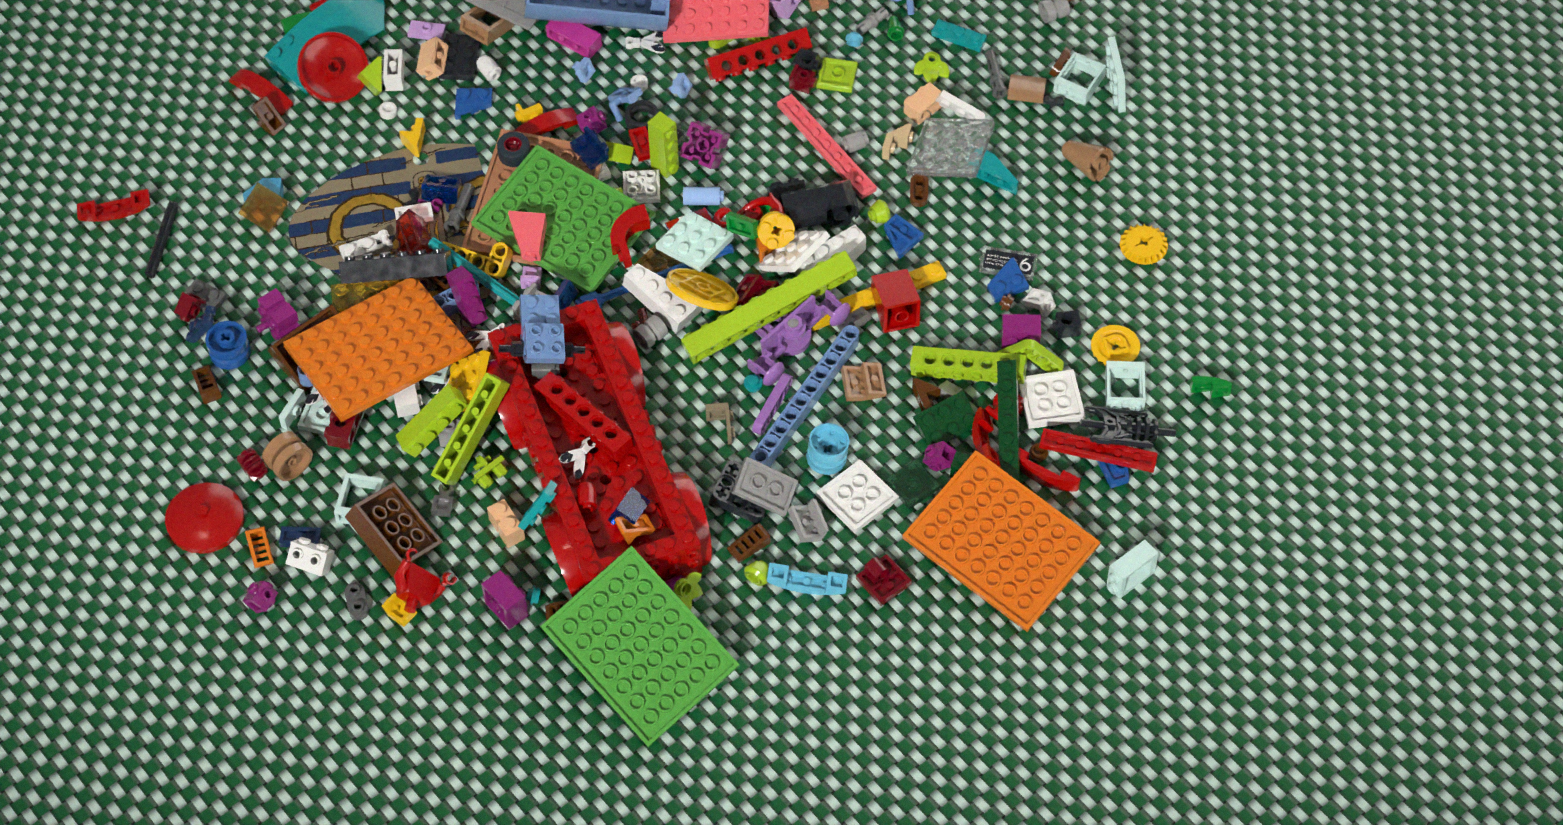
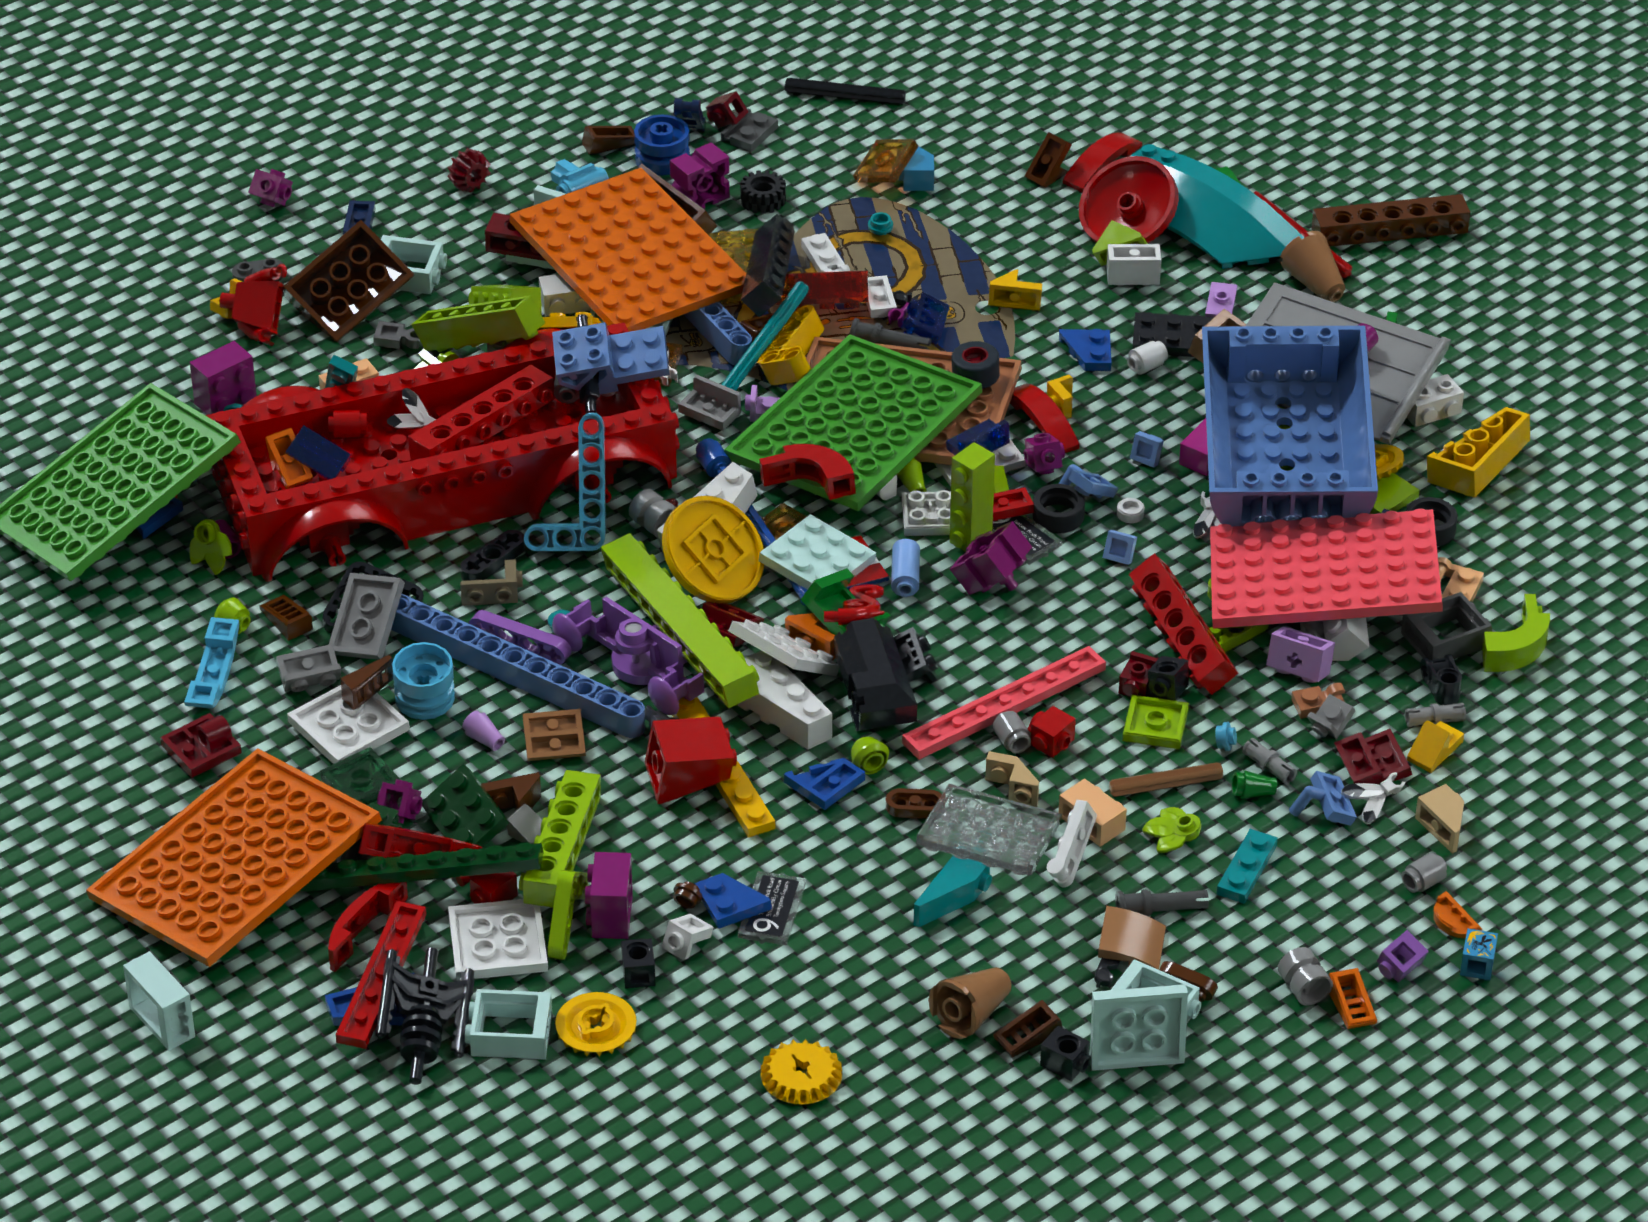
camera: 90 degrees right, 15 degrees down
(115, 209) = (894, 44): red slope -> none
(204, 518) = (403, 148): red dish -> none
(255, 533) = (357, 188): orange slope -> none
(269, 395) = (573, 178): none -> medium azure piece
(283, 276) = (763, 191): none -> black tyre
(287, 456) = (473, 193): medium nougat wheel -> none
(310, 556) = (320, 222): white brick -> none
(328, 215) = (880, 223): none -> teal plate
(388, 110) = (1070, 272): white tile -> none
(432, 58) = (1157, 299): light nougat brick -> none
(466, 296) = (709, 324): magenta brick -> none
(529, 233) = (814, 377): coral slope -> none
(566, 294) = (716, 428): blue plate -> none
(660, 356) = (586, 495): none -> medium azure beam
(690, 434) = (506, 545): none -> black beam
(781, 221) = (809, 615): yellow plate -> none
(835, 481) = (363, 683): none -> reddish brown slope
(853, 120) = (1052, 731): none -> red brick
(861, 420) = (481, 729): none -> lavender cone
(889, 70) = (1166, 779): none -> medium nougat axle
(1102, 129) = (1032, 1016): none -> reddish brown slope
(1121, 118) = (1065, 1053): none -> black brick
(1216, 386) = (500, 1130): green slope -> none

